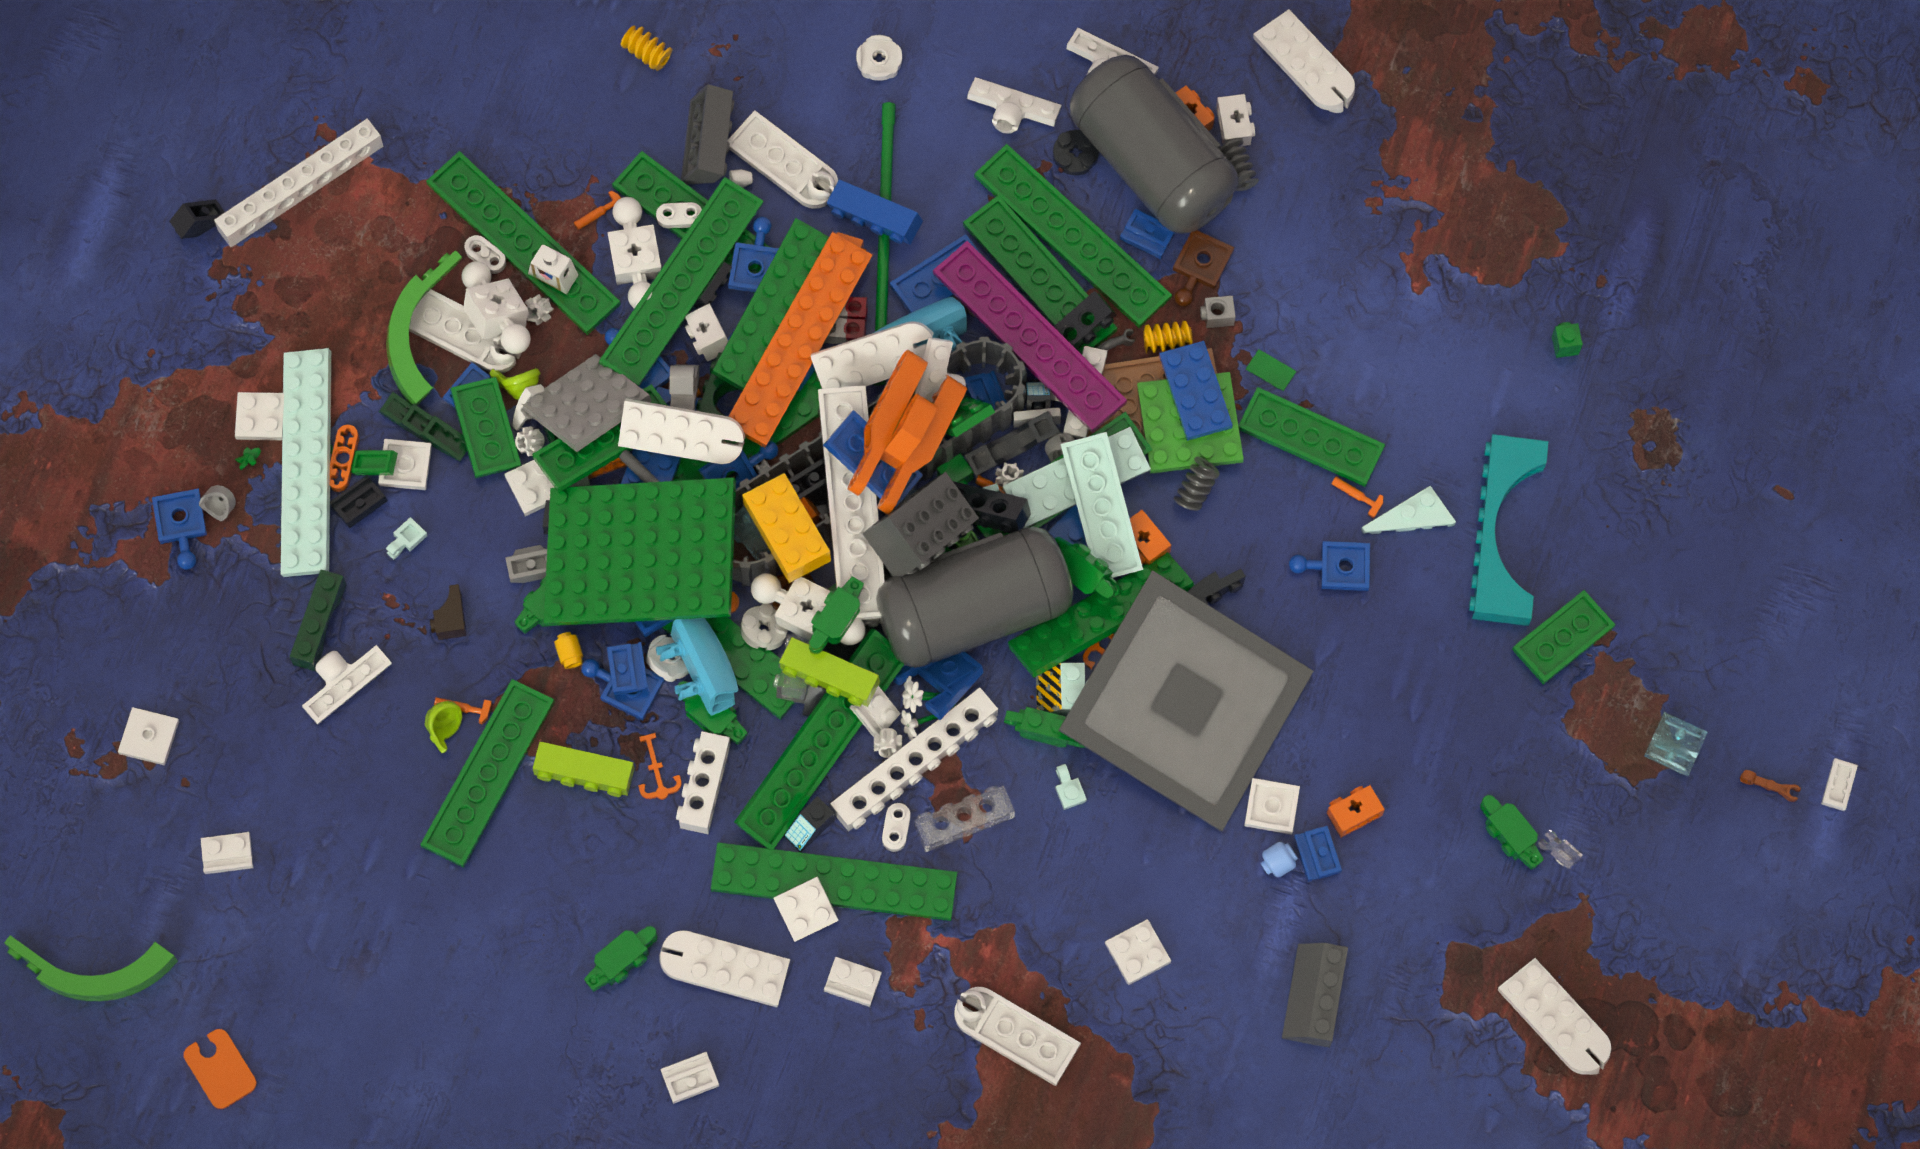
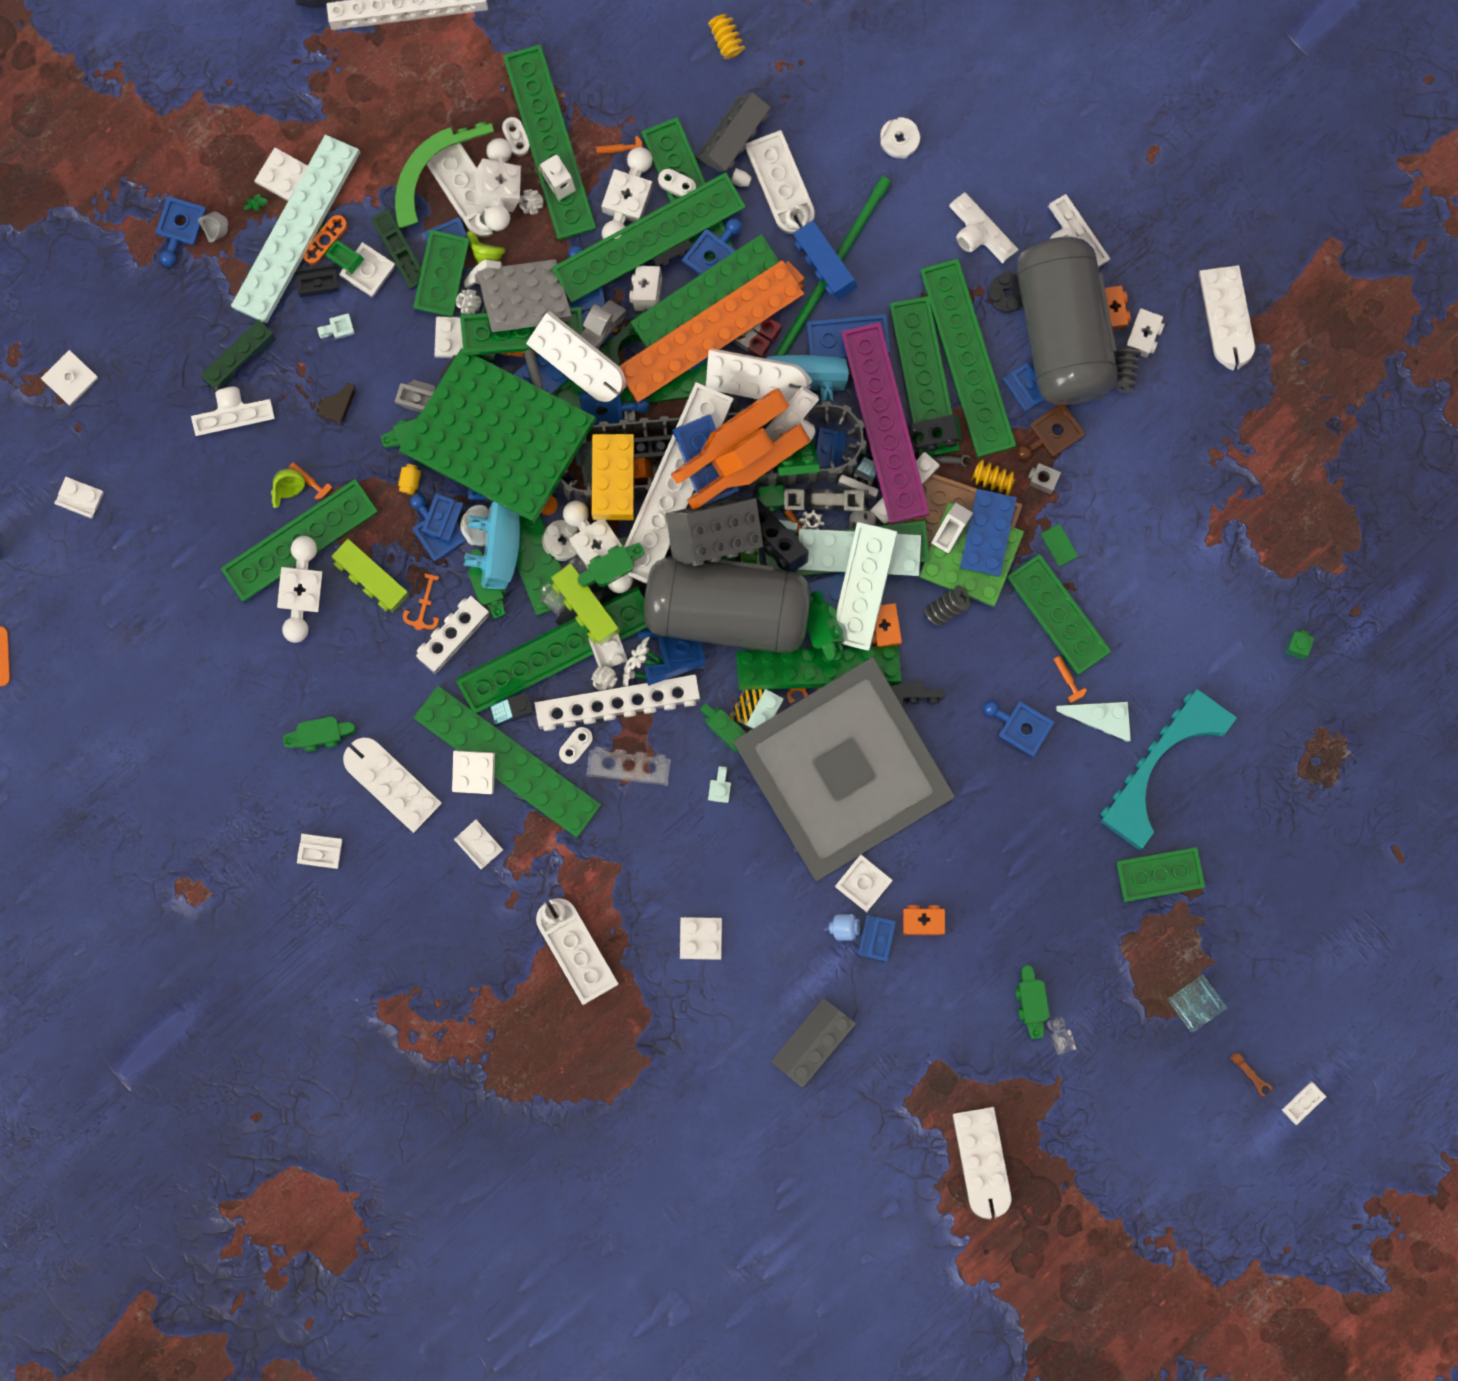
camera: 30 degrees right, 10 degrees up
(535, 862) = (303, 550): none -> white brick
(1157, 403) = (952, 527): none -> white slope

